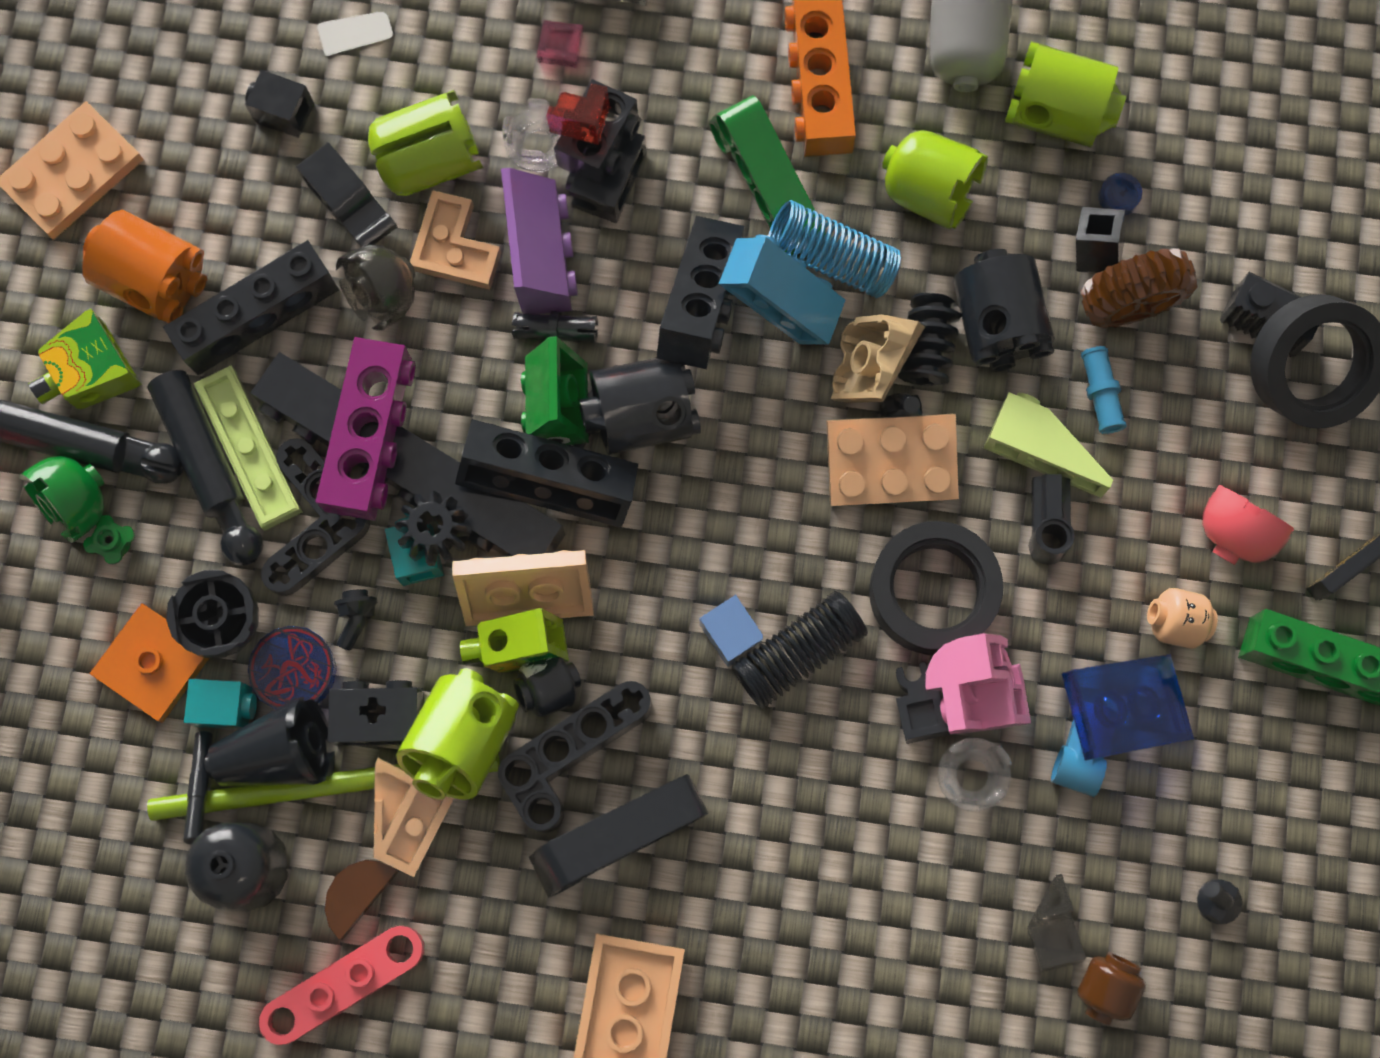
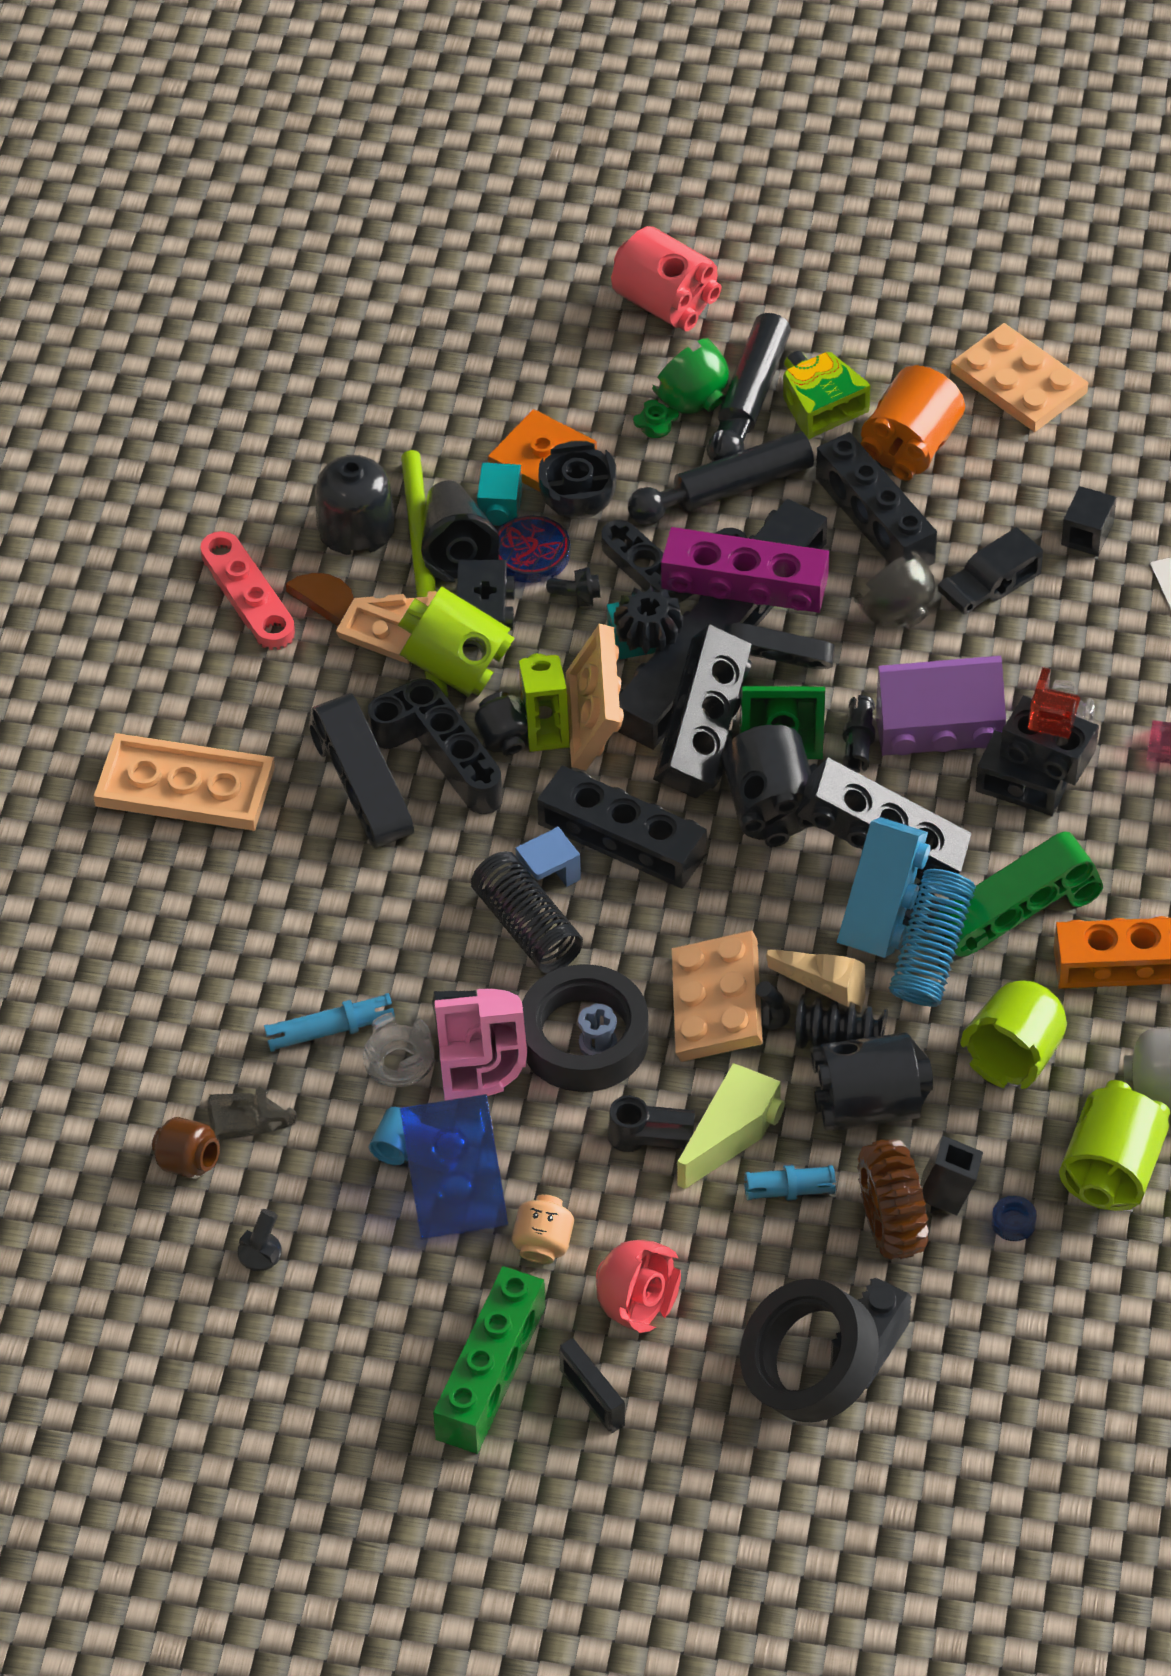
camera: 90 degrees right, 25 degrees down
(197, 788) = (423, 479): black piece -> none
(247, 448) = (750, 508): yellowish green tile -> none
(423, 145) = (1055, 624): lime cylinder -> none
(445, 251) = (948, 642): light nougat plate -> none
(452, 402) = (784, 646): none -> black beam
(660, 620) = (622, 826): none -> black brick
(929, 577) = (591, 1029): none -> sand blue bush
(939, 848) = (327, 1022): none -> dark azure pin

